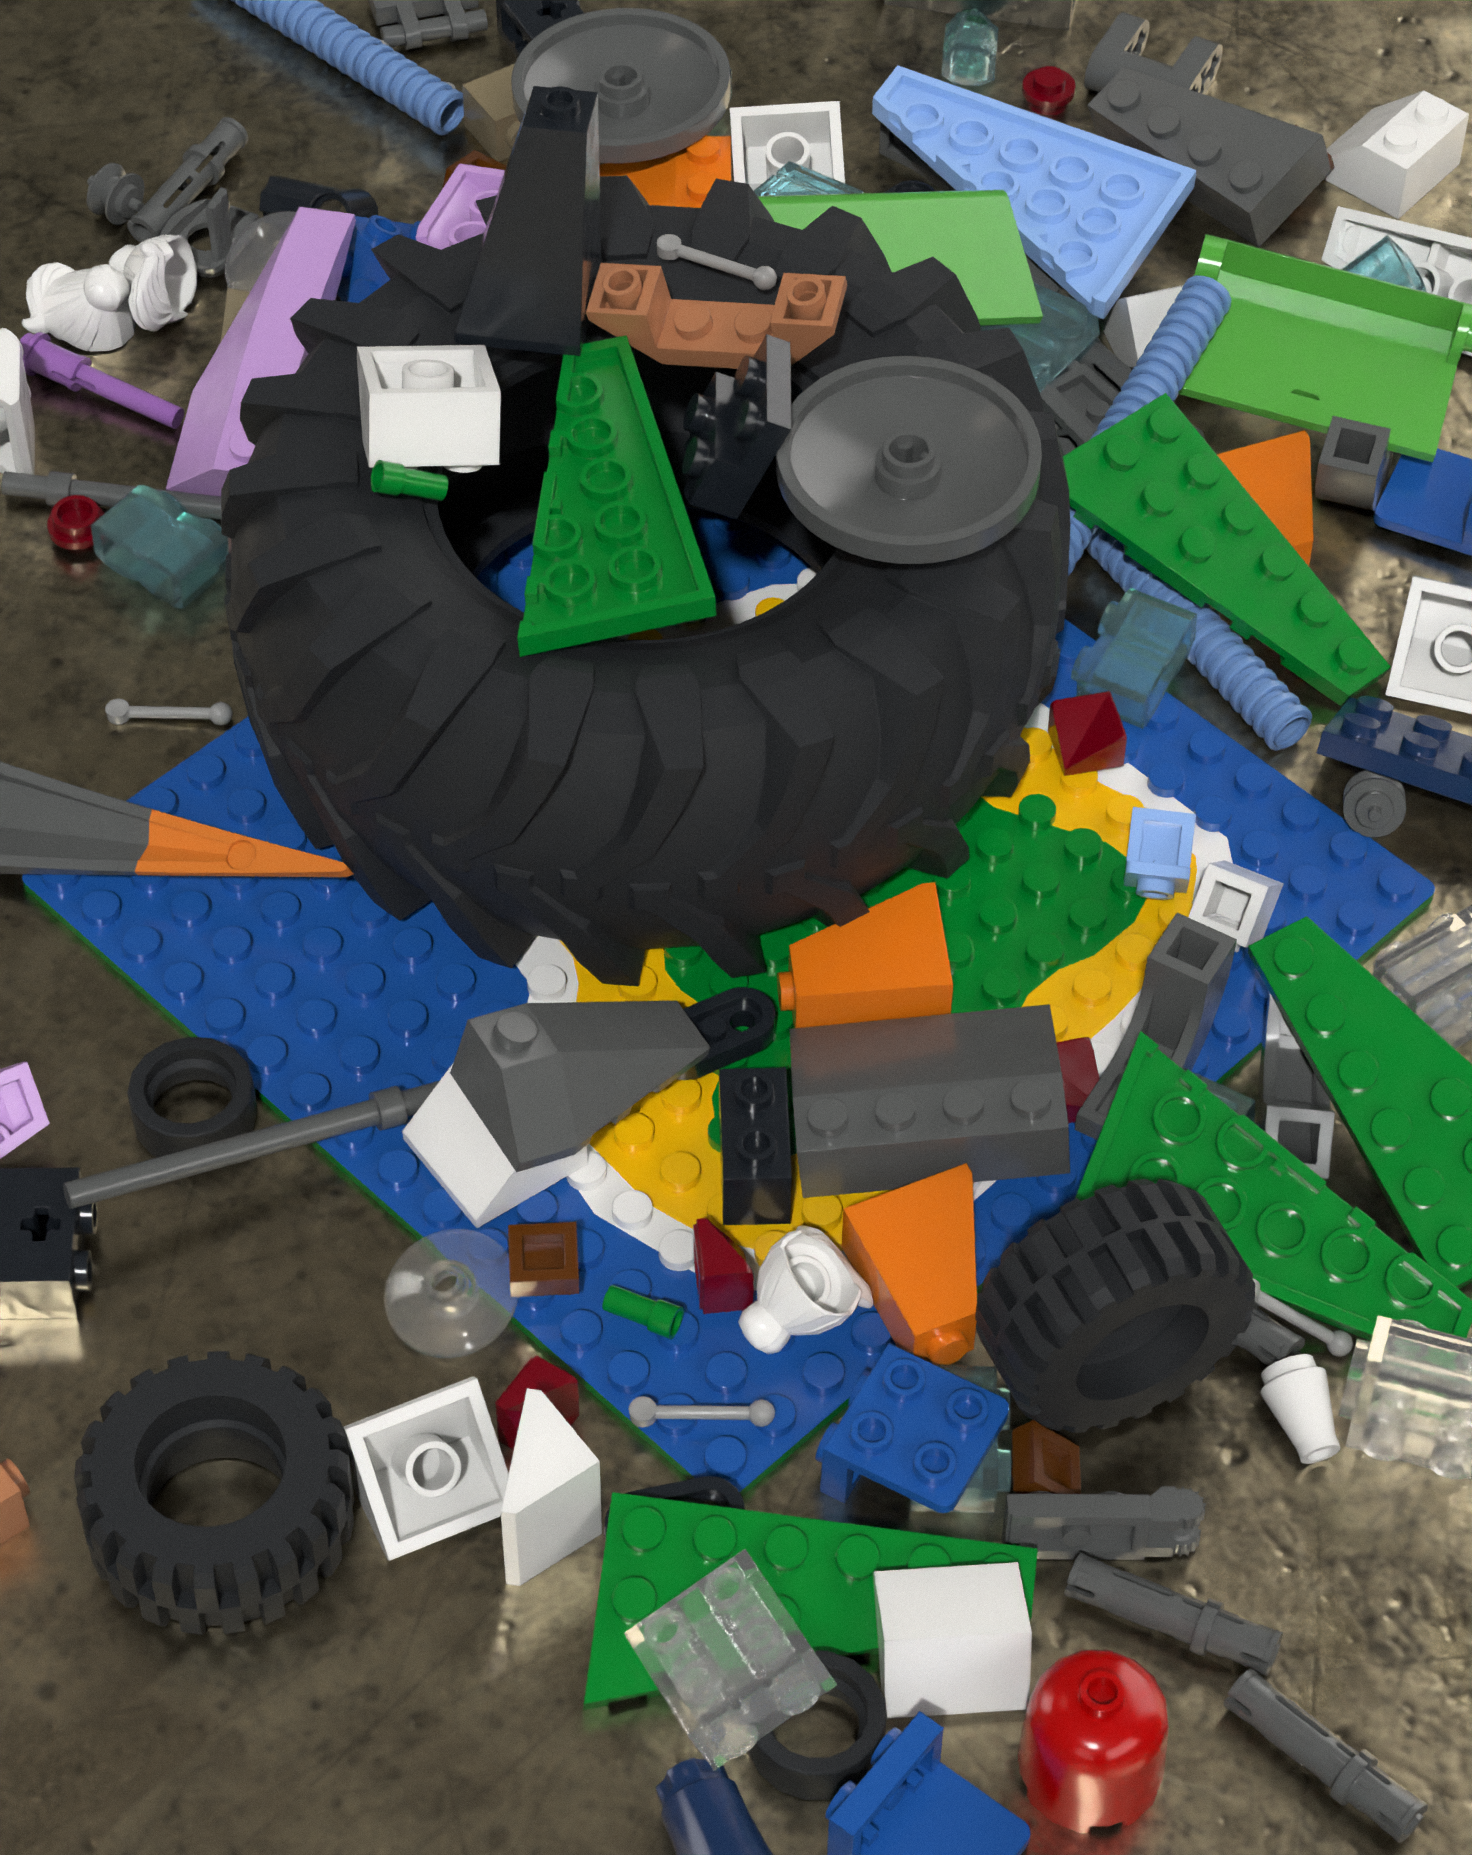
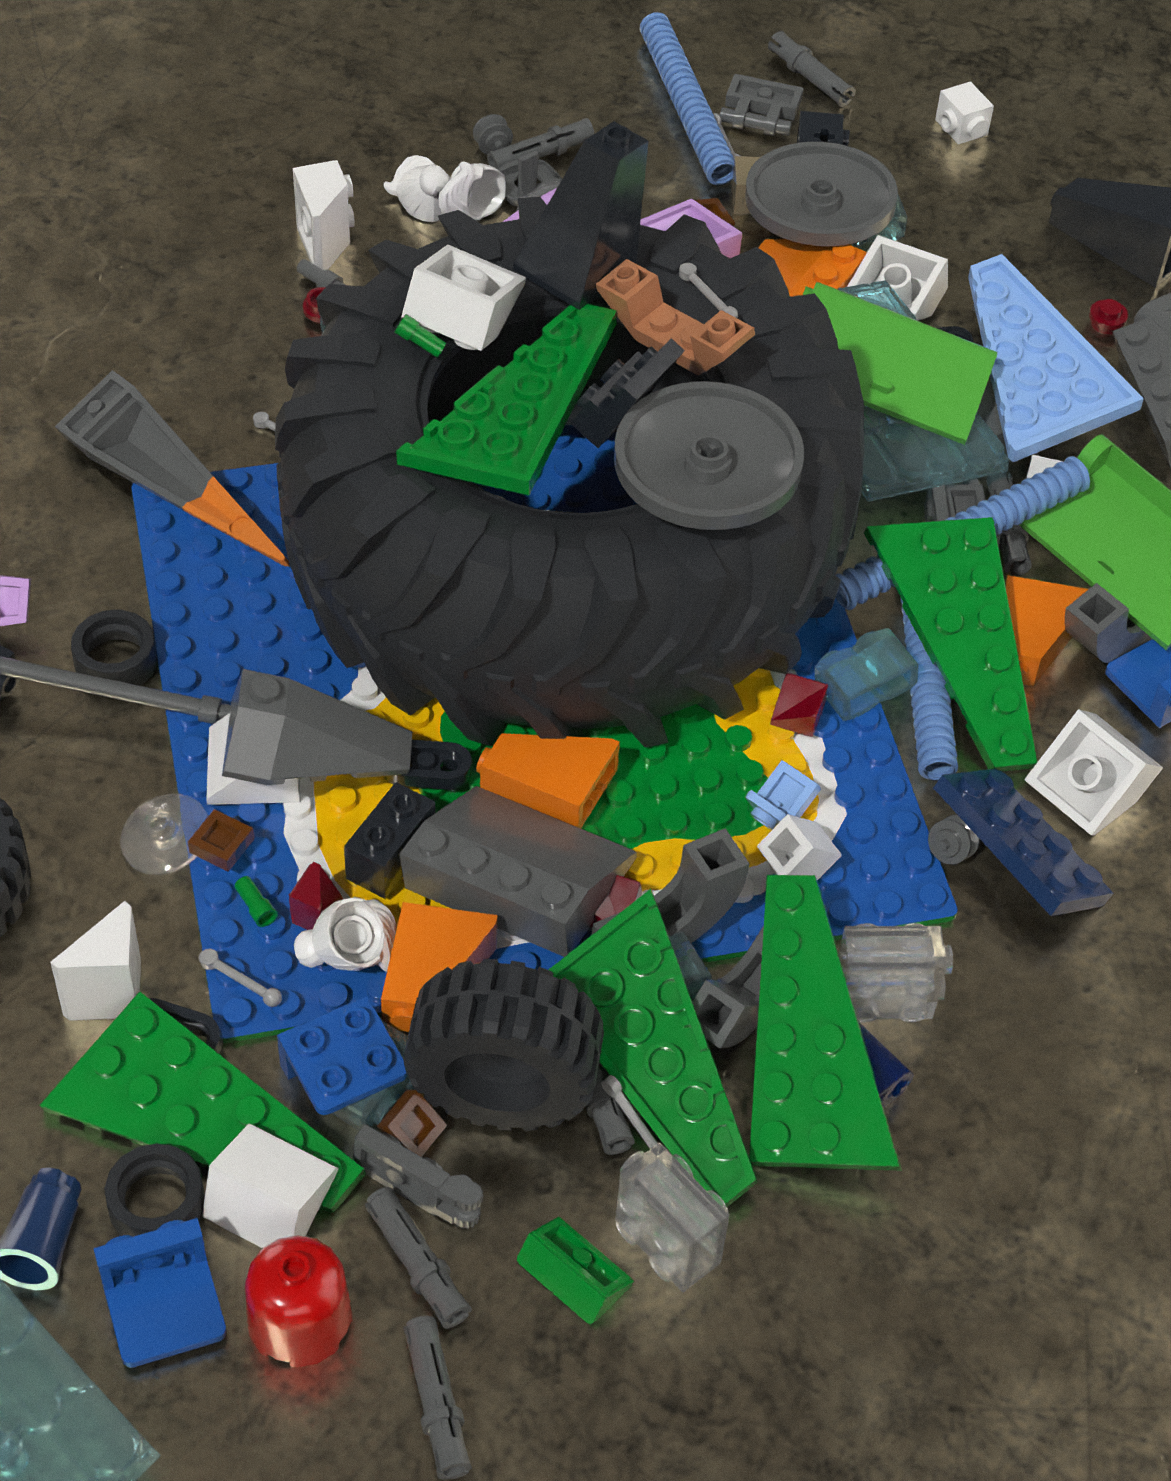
camera: 30 degrees right, 0 degrees up
(75, 373) = (378, 204): medium lavender pin -> none
(427, 1468) = (55, 913): white slope -> none
(537, 1374) = (156, 923): dark red slope -> none
(730, 1660) = (115, 1123): clear brick -> none
(970, 49) = (1076, 270): clear light blue rock -> none
(1302, 1405) = (599, 1179): white cone -> none
(1350, 1527) = (573, 1269): none -> green slope

